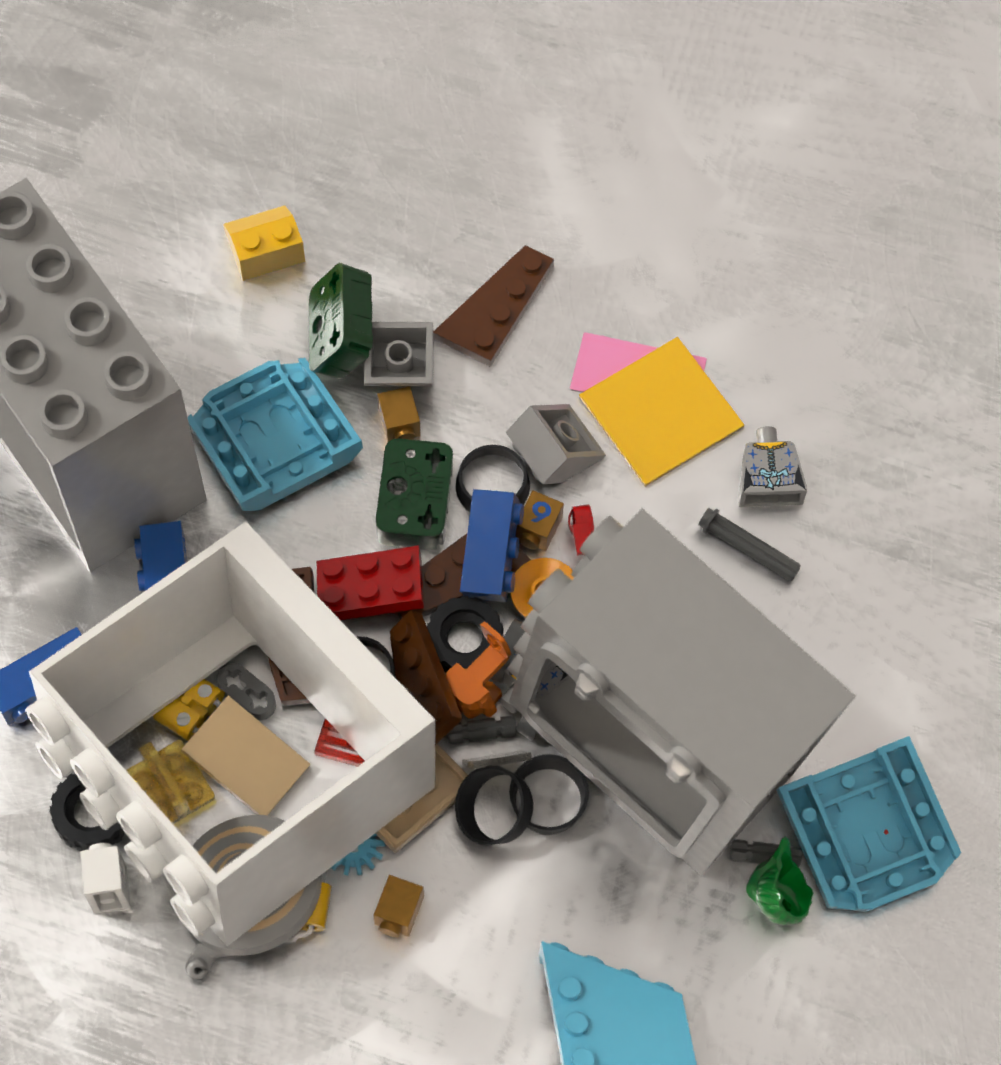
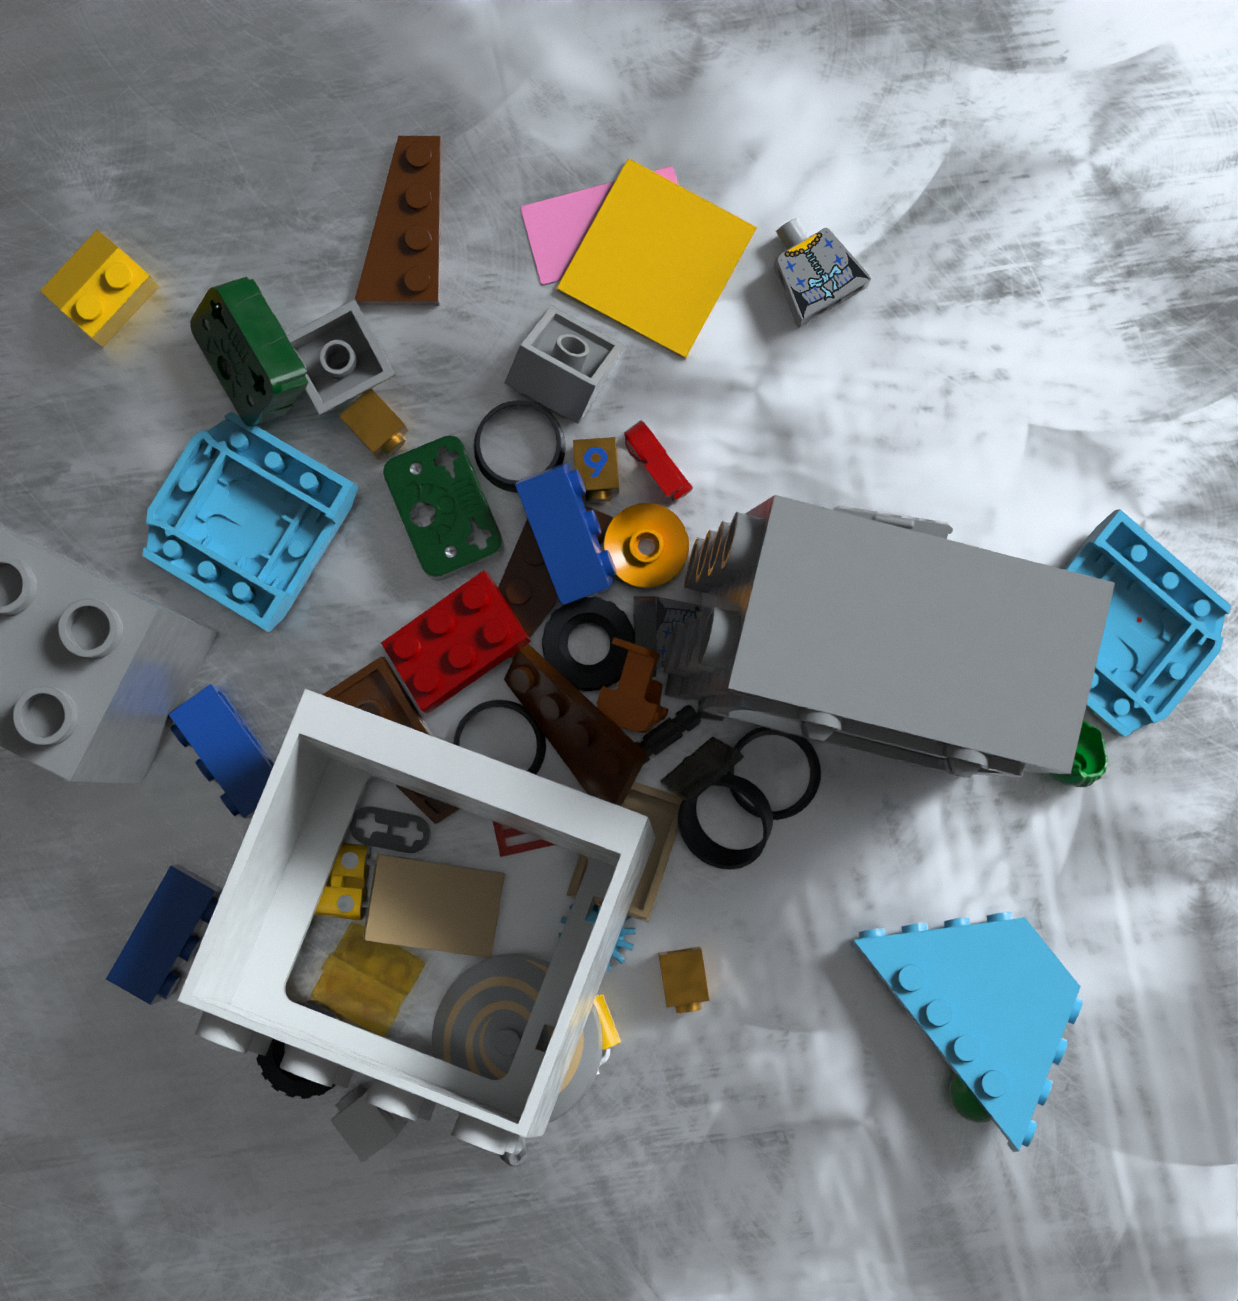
camera: 25 degrees left, 20 degrees up
(749, 544) = (835, 370): dark grey axle -> none

